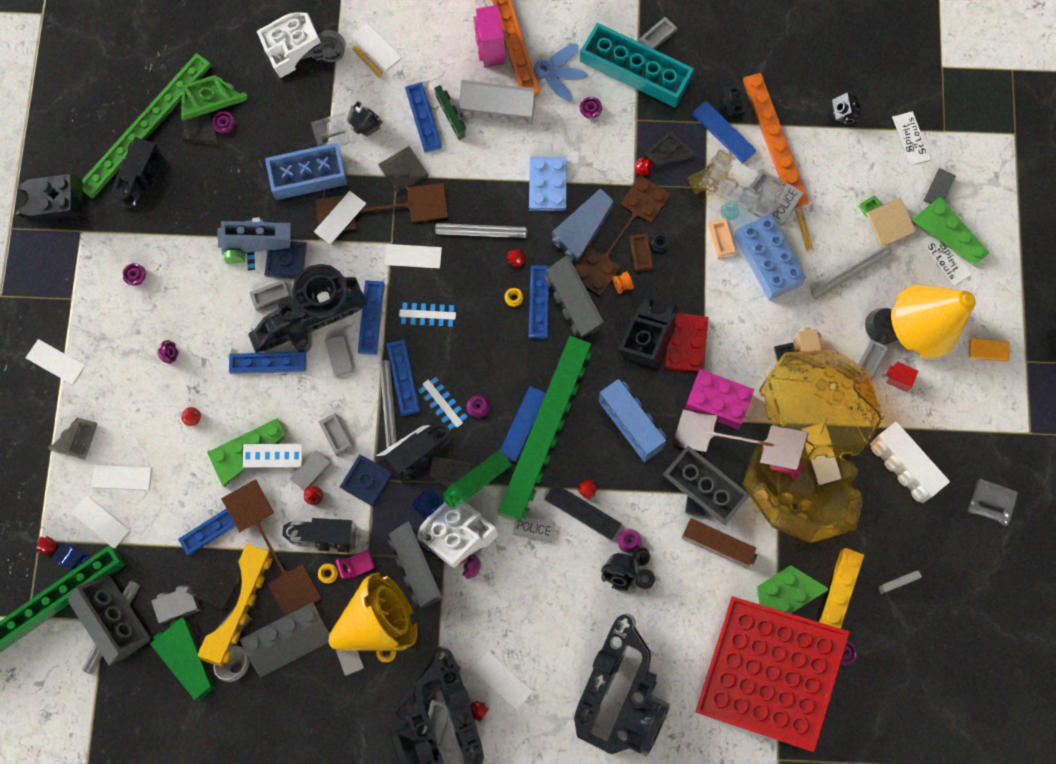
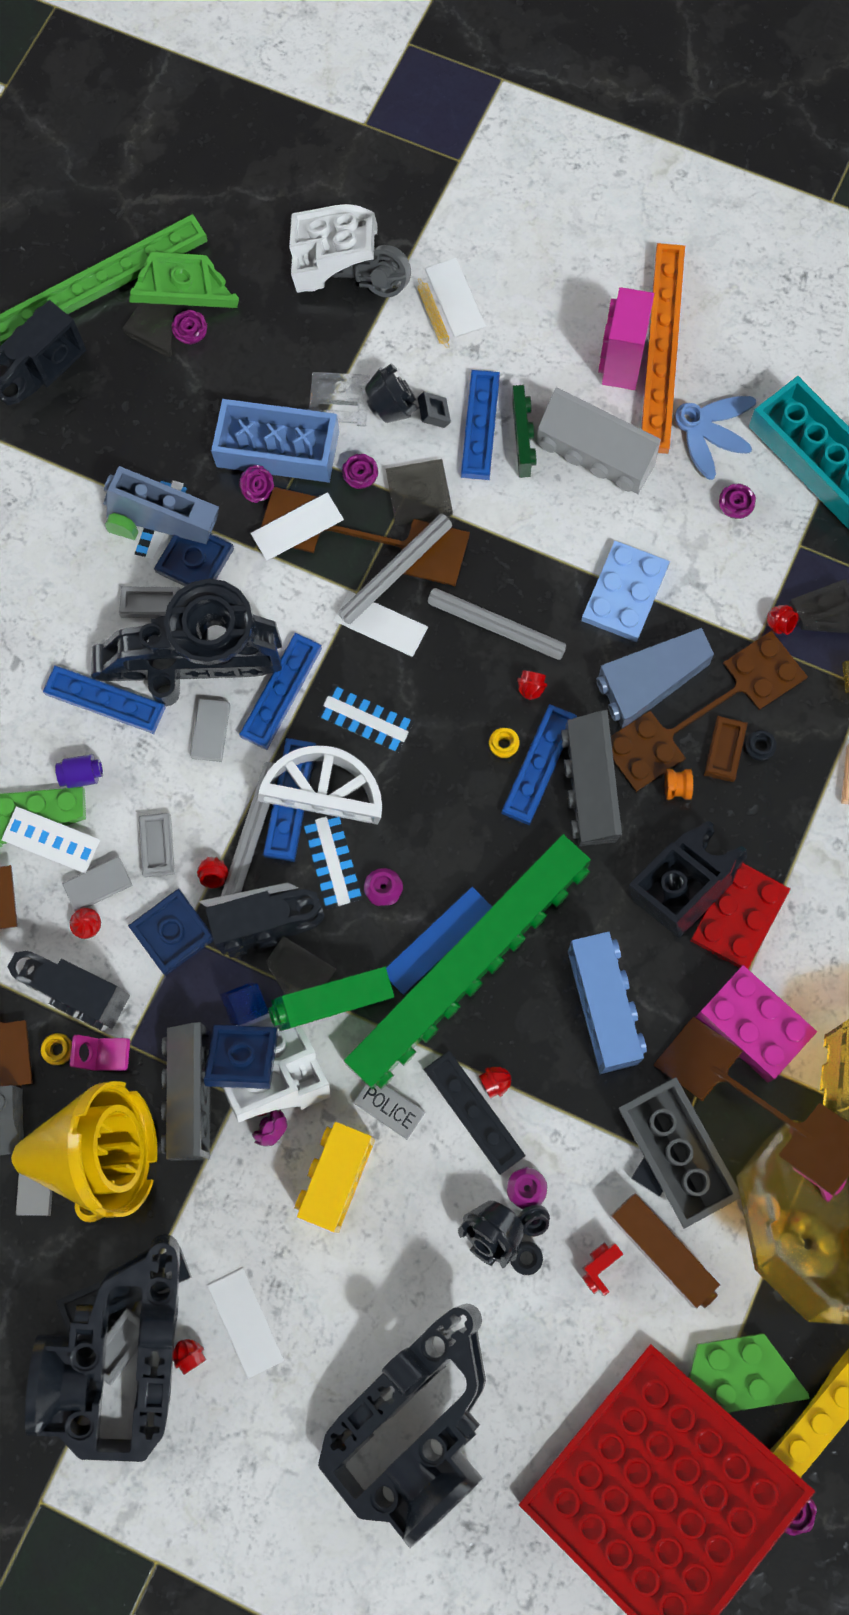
camera: 25 degrees right, 0 degrees up
(271, 409) = (78, 771): none -> dark purple brick
(305, 201) = (263, 487): none -> magenta plate
(359, 167) = (358, 463): none -> magenta plate
(376, 437) = (212, 872): none -> red plate
(392, 118) = (434, 409): none -> black plate
(409, 220) = (395, 568): none -> light grey axle
(422, 372) = (320, 802): none -> white window
(439, 532) = (241, 1057): none -> dark blue tile
(520, 577) = (334, 1177): none -> yellow brick
(686, 561) = (601, 1259): none -> red bracket

